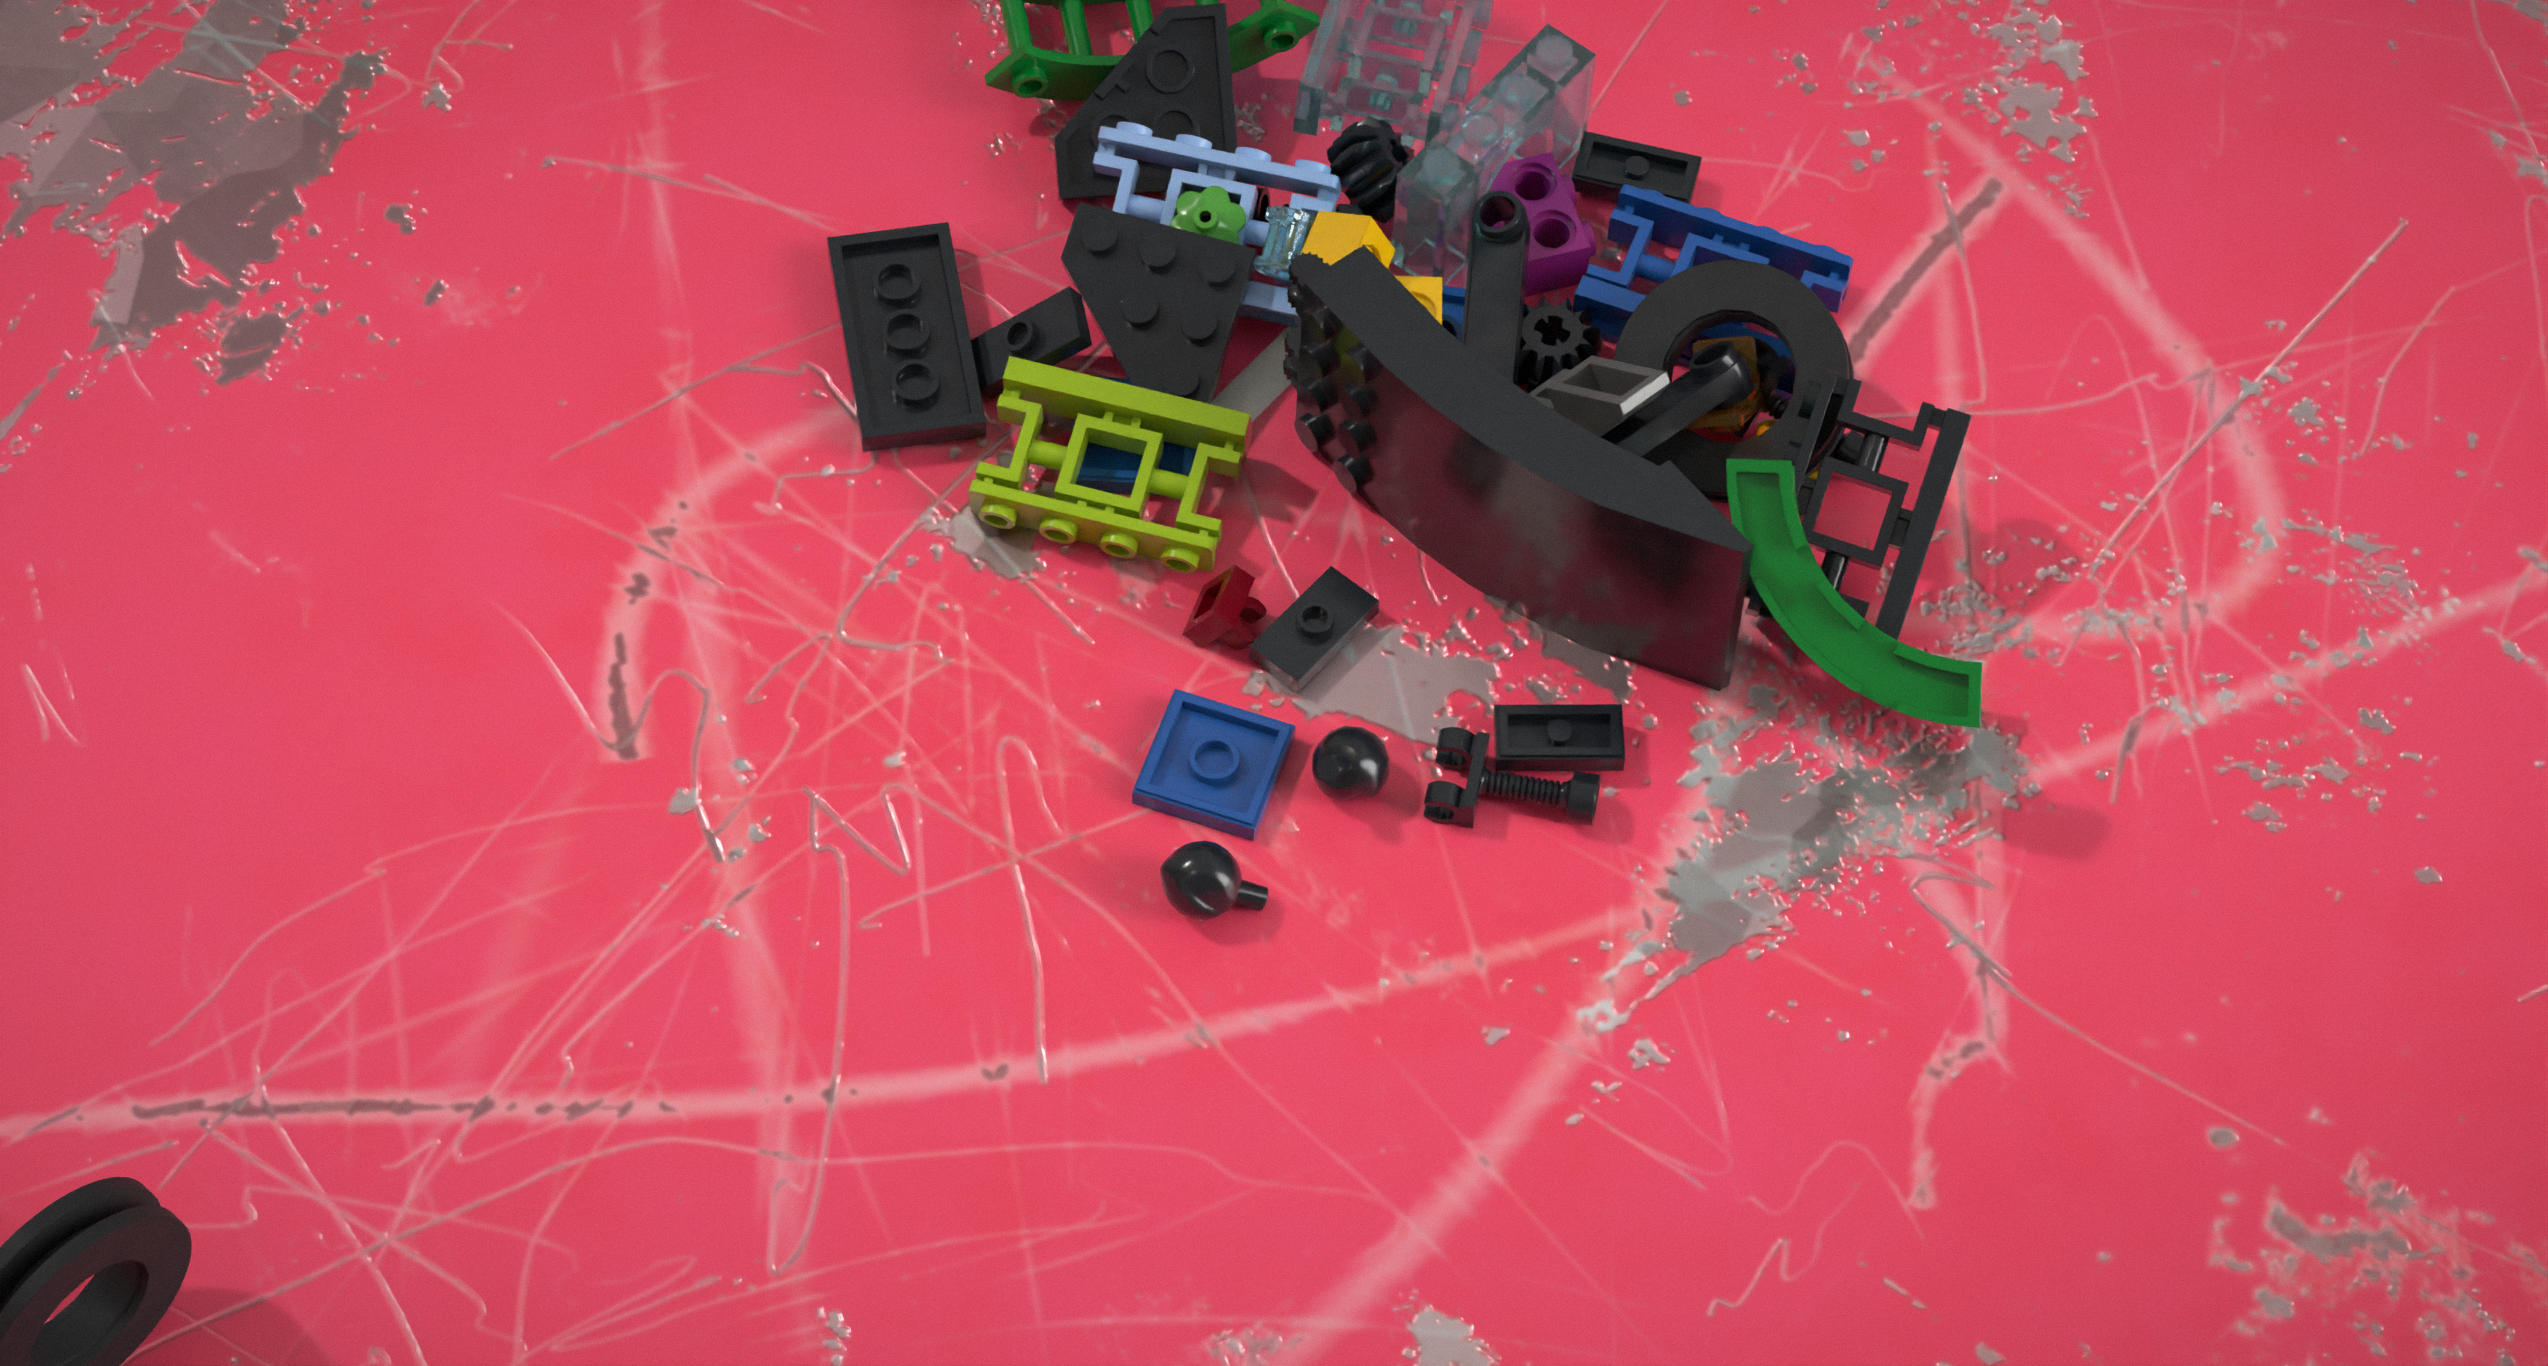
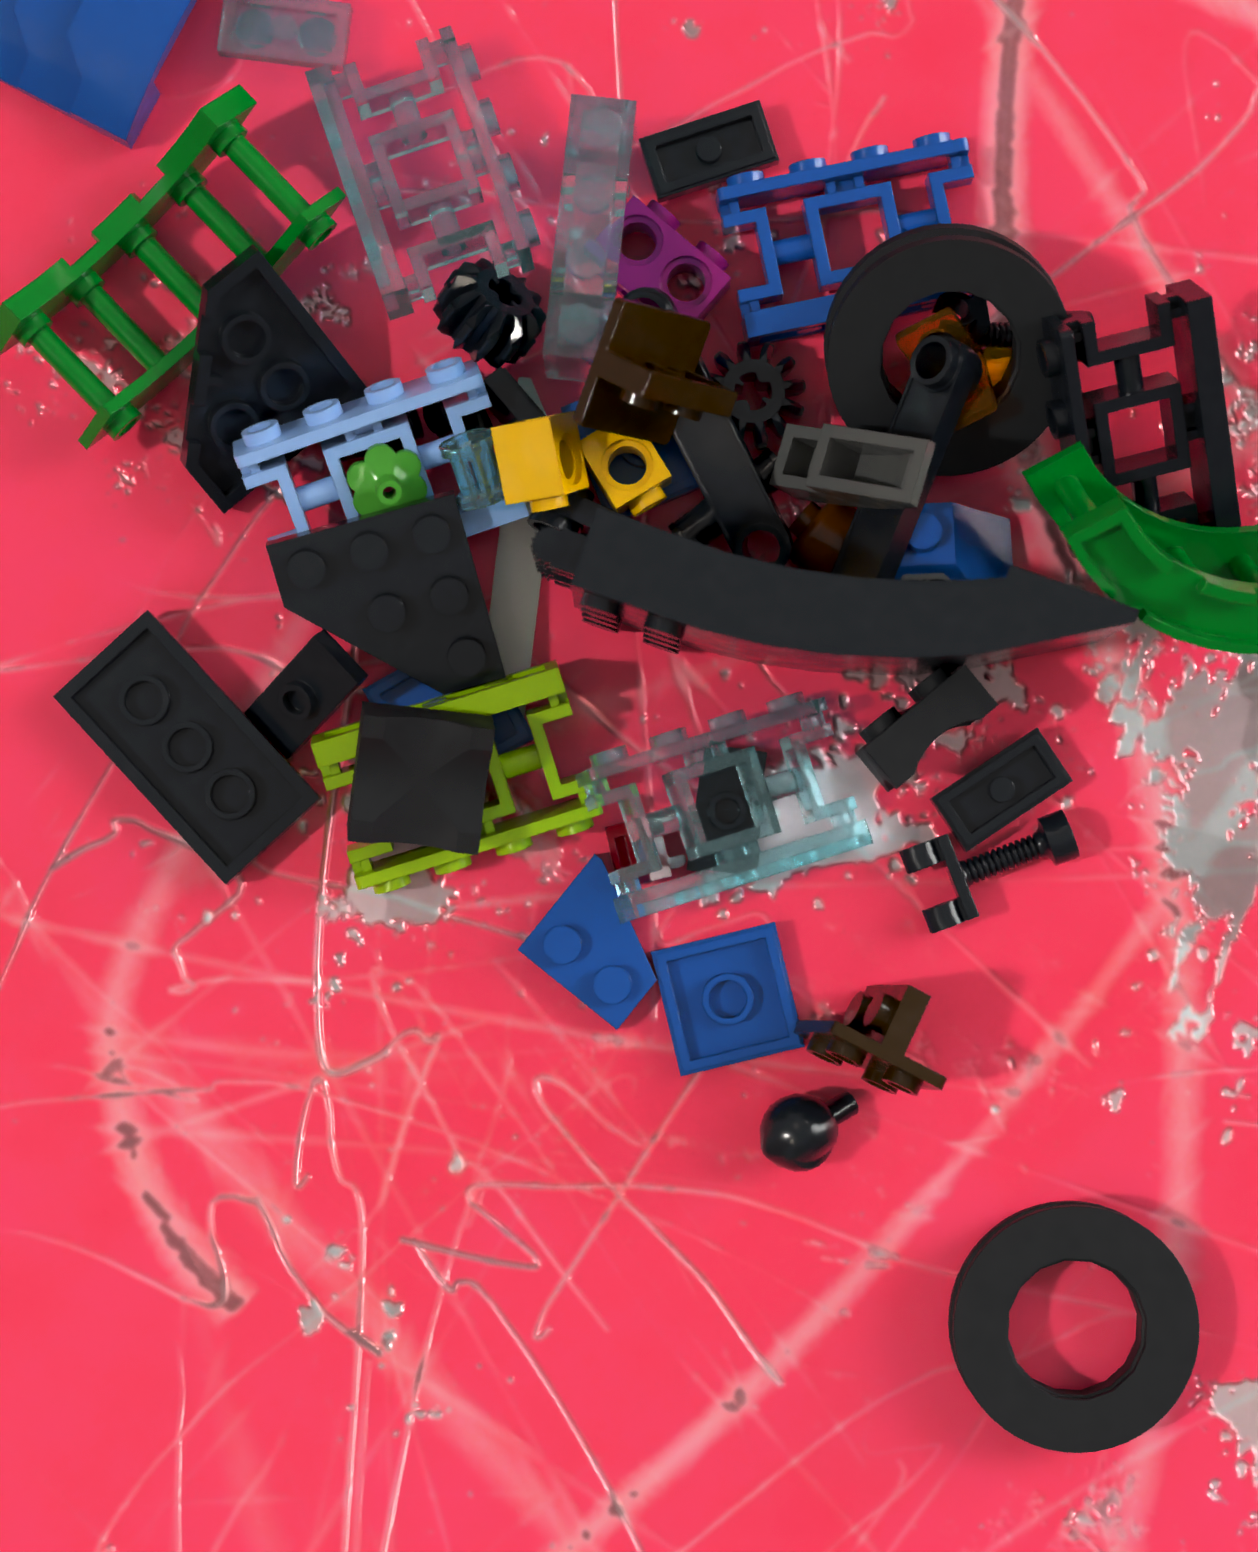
camera: 30 degrees left, 30 degrees up
(1081, 416) = (420, 777): none -> black brick
(1128, 662) = (590, 949): none -> blue wing
(1294, 639) = (736, 854): none -> clear light blue fence
(1311, 1250) = (1132, 1396): none -> black tyre
(1315, 829) = (876, 1038): none -> dark brown bracket
(1350, 763) = (847, 937): black piece -> none
(1471, 234) = (648, 375): none -> dark brown bracket
(1524, 634) = (899, 740): none -> black brick

